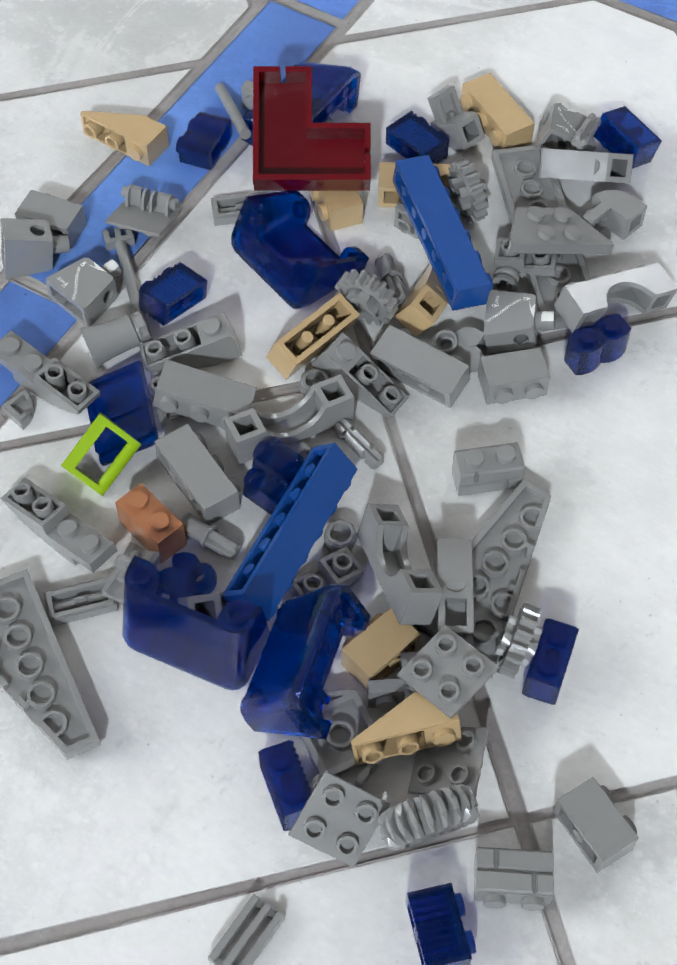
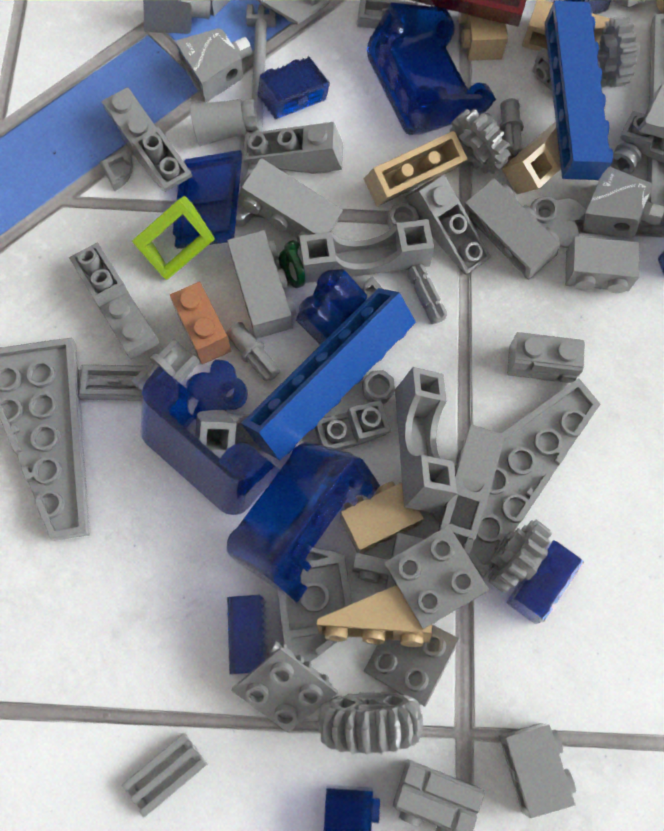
camera: 15 degrees right, 15 degrees up
(220, 437) = (288, 255): none -> dark green piece

